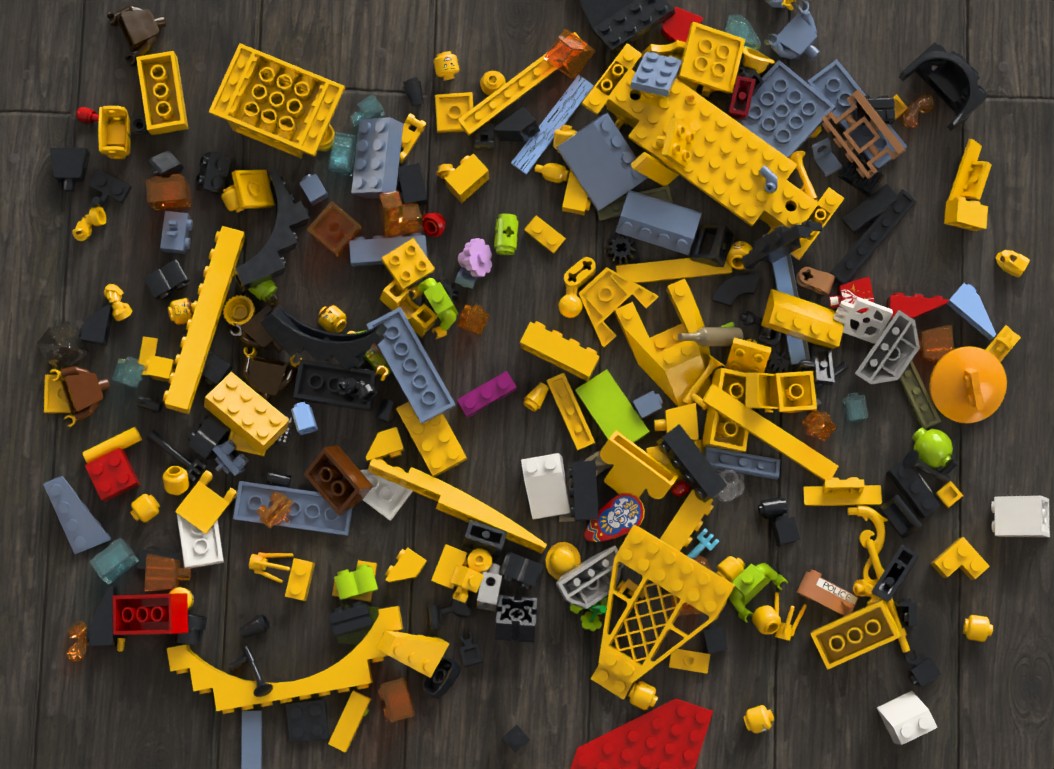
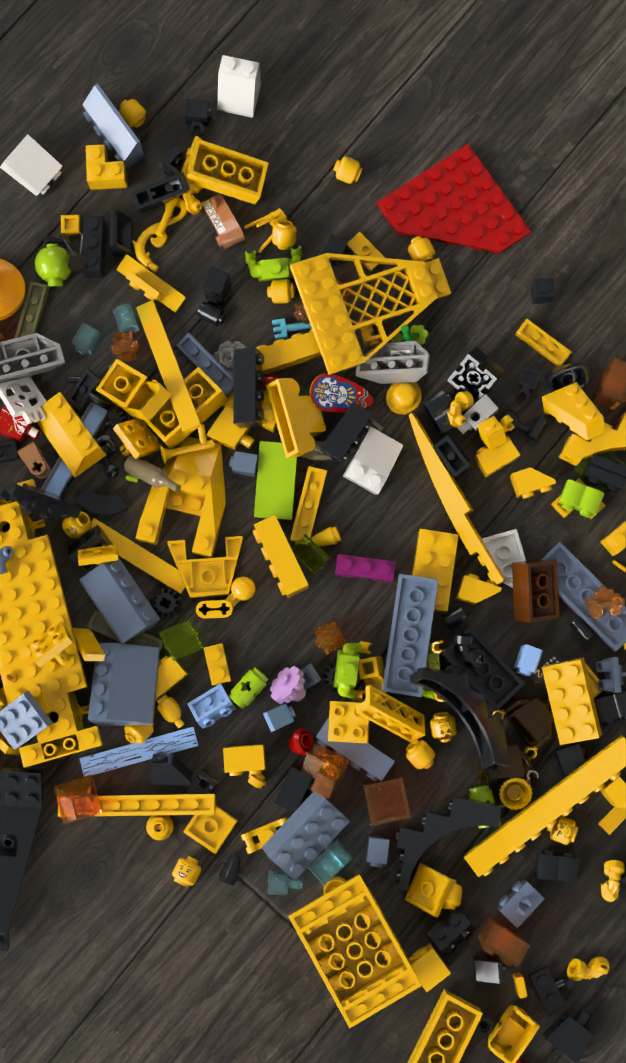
camera: 145 degrees left, 0 degrees up
(133, 173) = (520, 985): none -> yellow tile
(212, 133) = (428, 967): none -> yellow head
(334, 284) = (420, 754): none -> yellow head
(374, 292) = (392, 719): none -> yellow fence
(464, 226) = (279, 717): none -> light blue slope
(479, 560) = (470, 442): yellow head -> none
(482, 696) = (543, 343): none -> yellow tile
(509, 588) = (462, 402): none -> yellow arm
(524, 199) = (211, 706): none -> light blue bracket
(538, 372) = (310, 554): none -> clear neon green piece
(586, 229) = (181, 640): none -> clear neon green piece
(702, 242) = (97, 555): none -> yellow plate
(838, 449) = (126, 318): none -> clear light blue brick
(982, 601) = (112, 127): none -> slope

